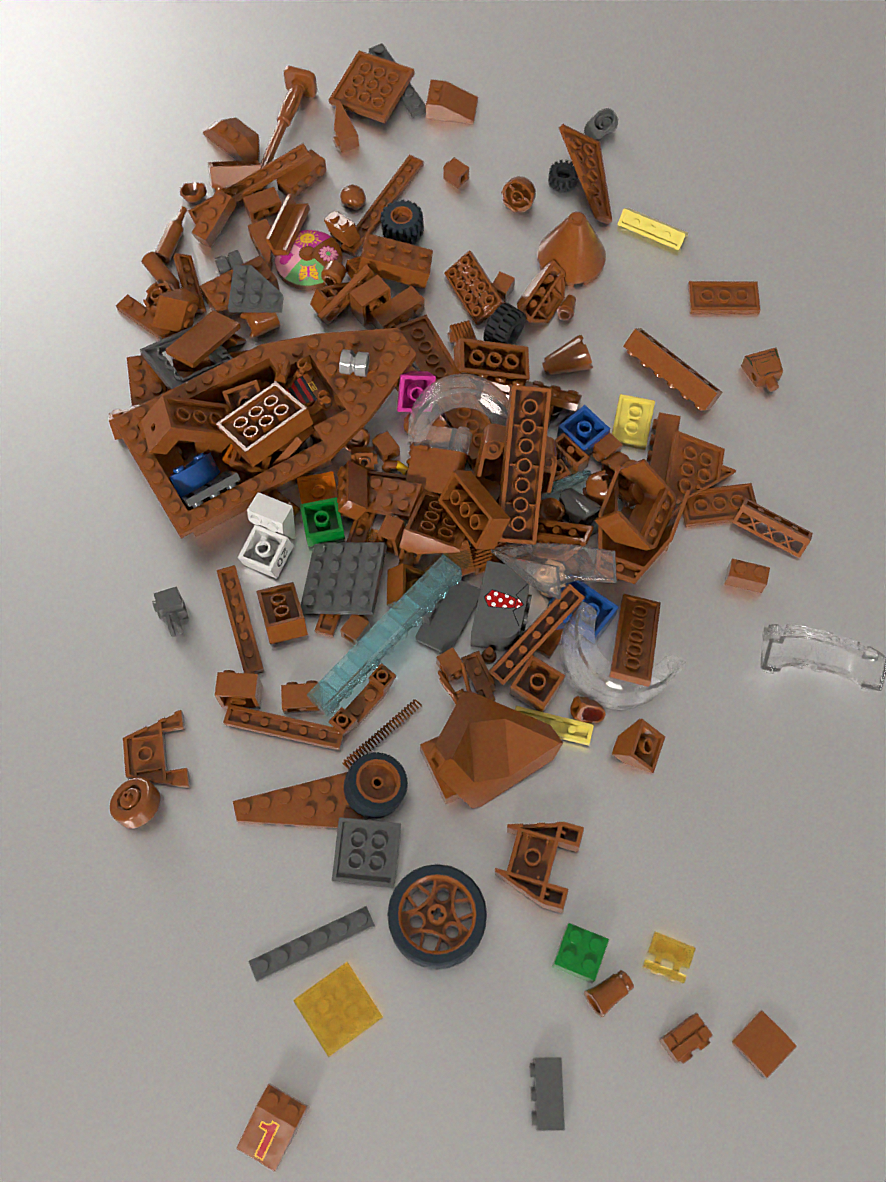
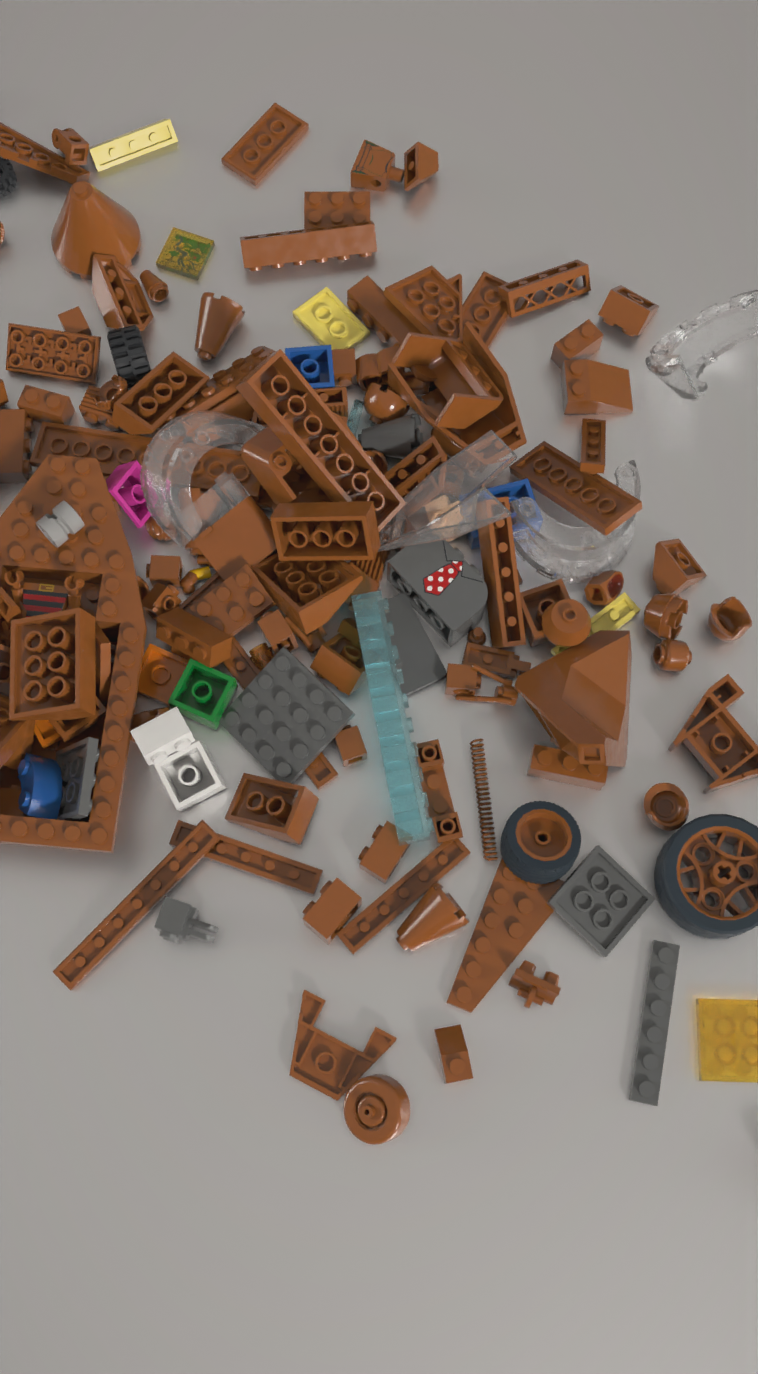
camera: 55 degrees left, 5 degrees up
(166, 579) = (136, 905): none -> dark orange tile
(201, 827) = (453, 1054): none -> dark orange slope
(280, 754) = (431, 919): none -> dark orange cone
(280, 838) = (534, 988): none -> dark orange hips
(437, 309) = (46, 405): none -> dark orange brick
(461, 851) = (666, 806): none -> dark orange helmet
(470, 332) = (110, 393): none -> dark orange hair
(534, 697) = (566, 623): none -> dark orange cone
(574, 786) = (672, 655): none -> dark orange head
(596, 761) = (664, 615): none -> dark orange cone
(606, 309) = (185, 253): none -> clear yellow tile
(619, 198) = (72, 146): none -> dark orange leg
(628, 805) = (729, 619): none -> dark orange helmet
(677, 631) = (593, 446): none -> dark orange plate
(715, 368) = (335, 208): none -> dark orange plate
(728, 608) = (595, 388): none -> dark orange slope
(789, 392) = (419, 165): none -> dark orange slope
(804, 590) = (627, 310): none -> dark orange slope

